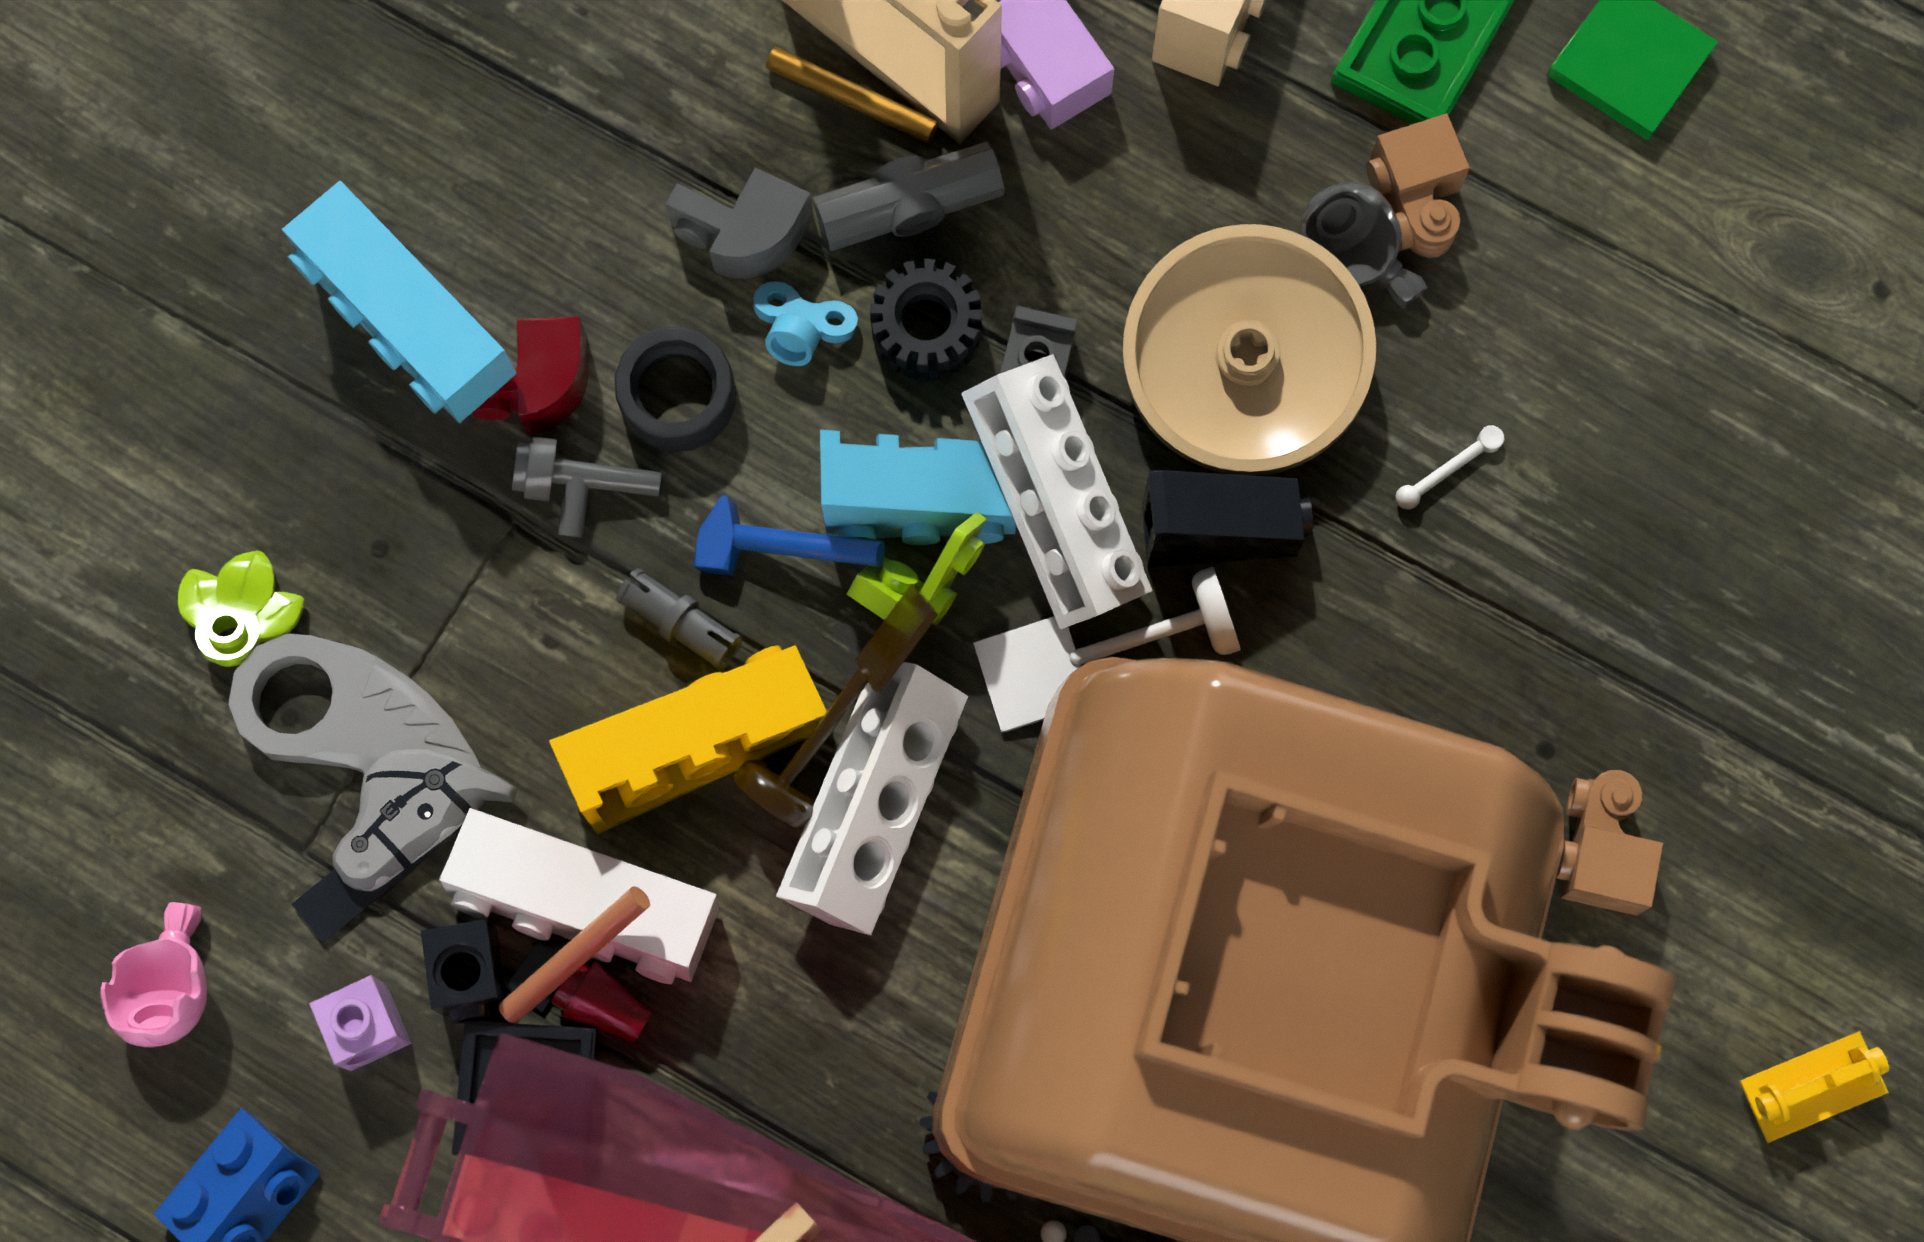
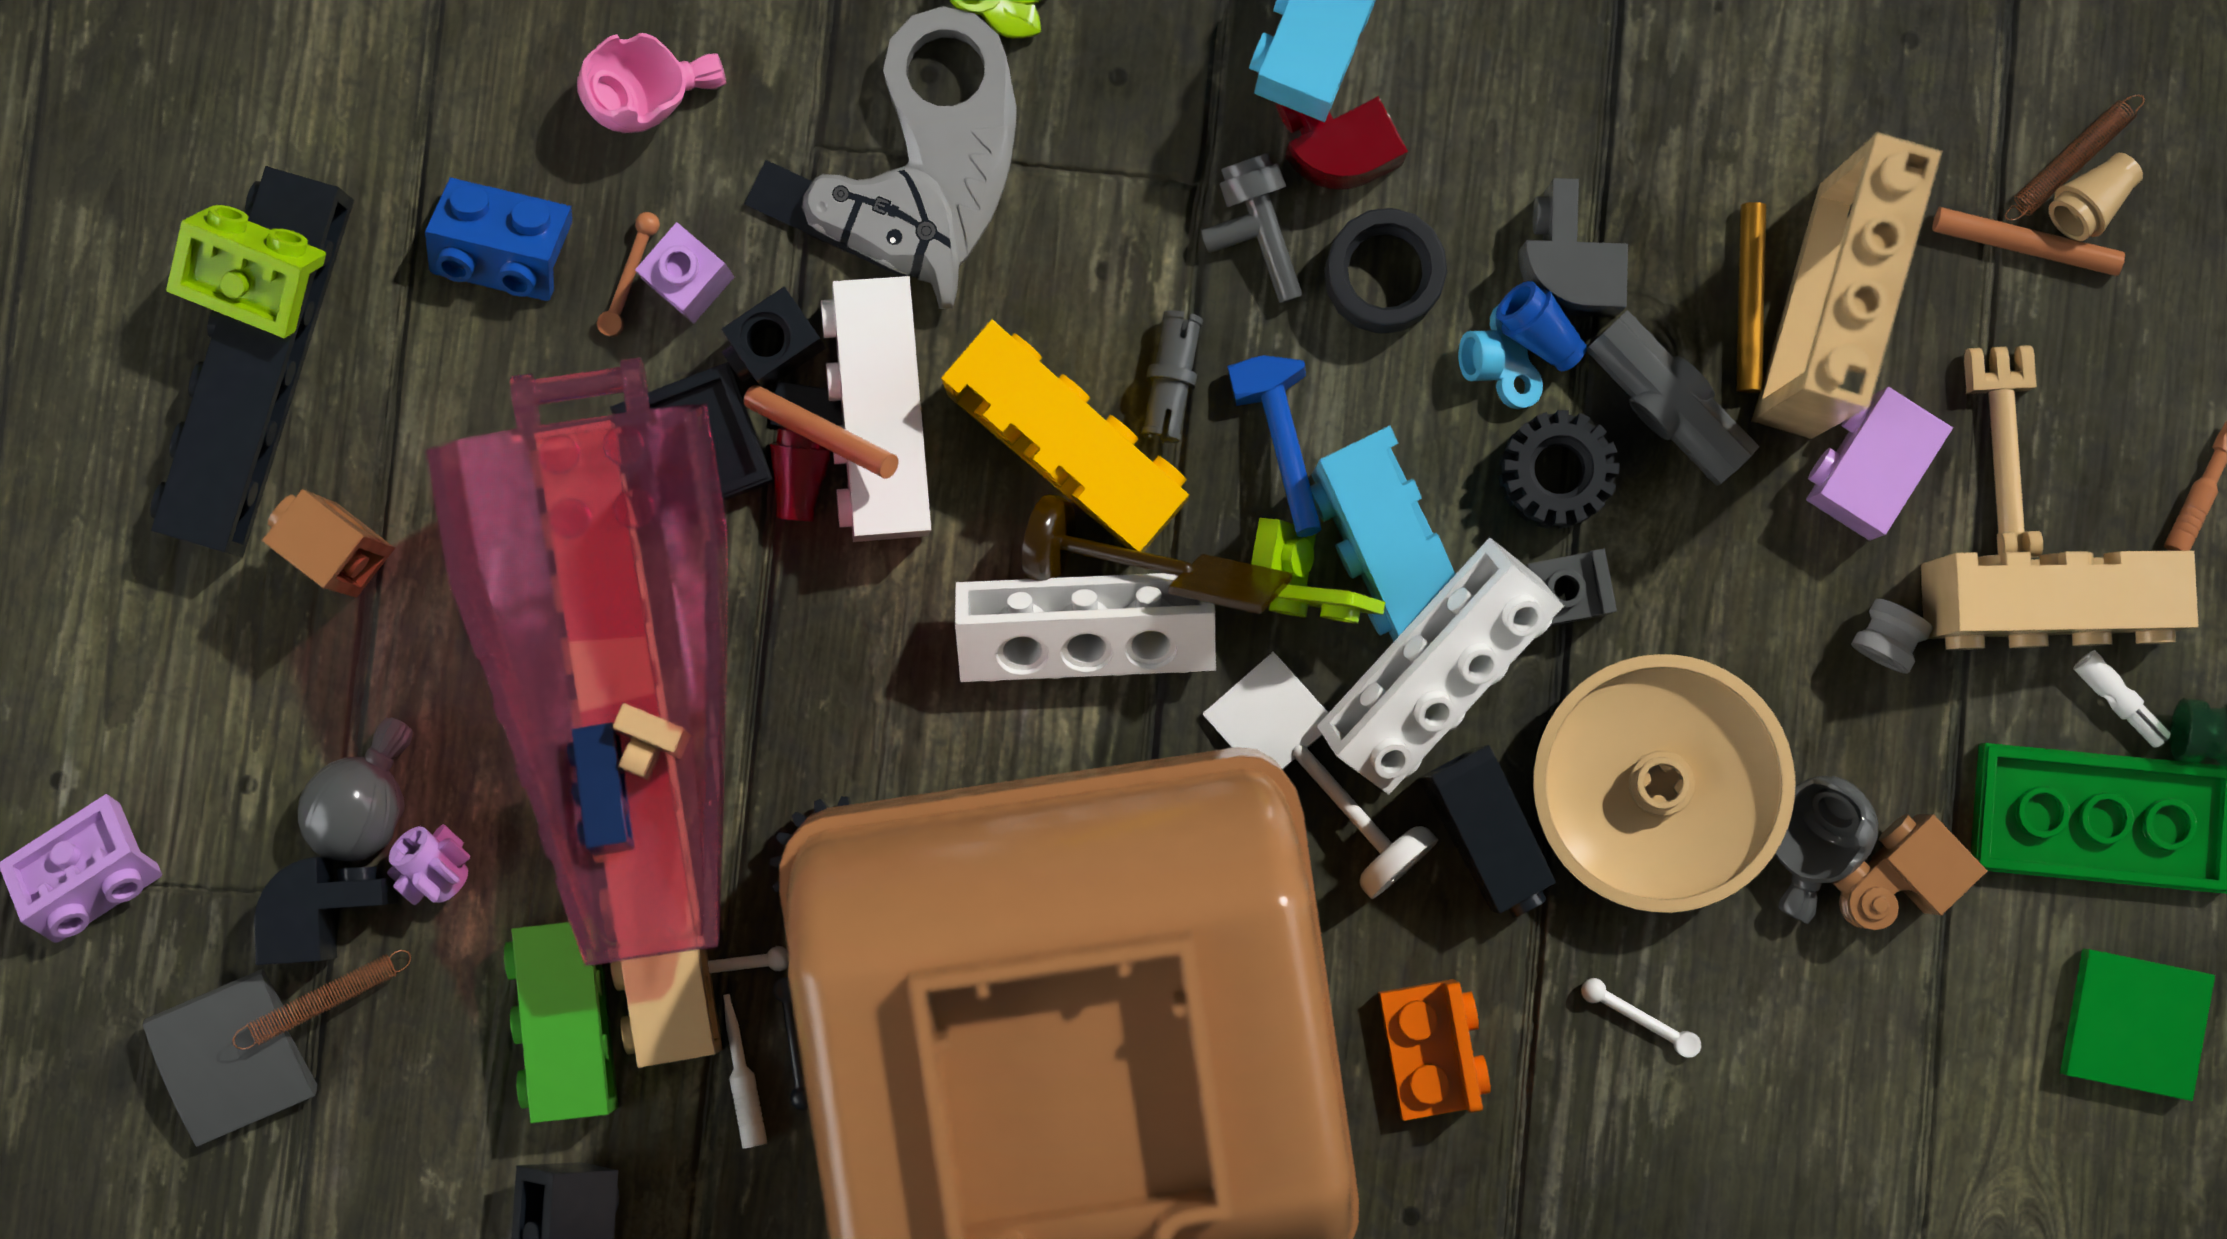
camera: 65 degrees right, 10 degrees up
(370, 1121) = (610, 322): none -> nougat hinge
(790, 276) = (1540, 325): none -> blue cone
(1204, 106) = (1892, 635): none -> light grey wheel
(1401, 658) = (1433, 1049): none -> orange bracket

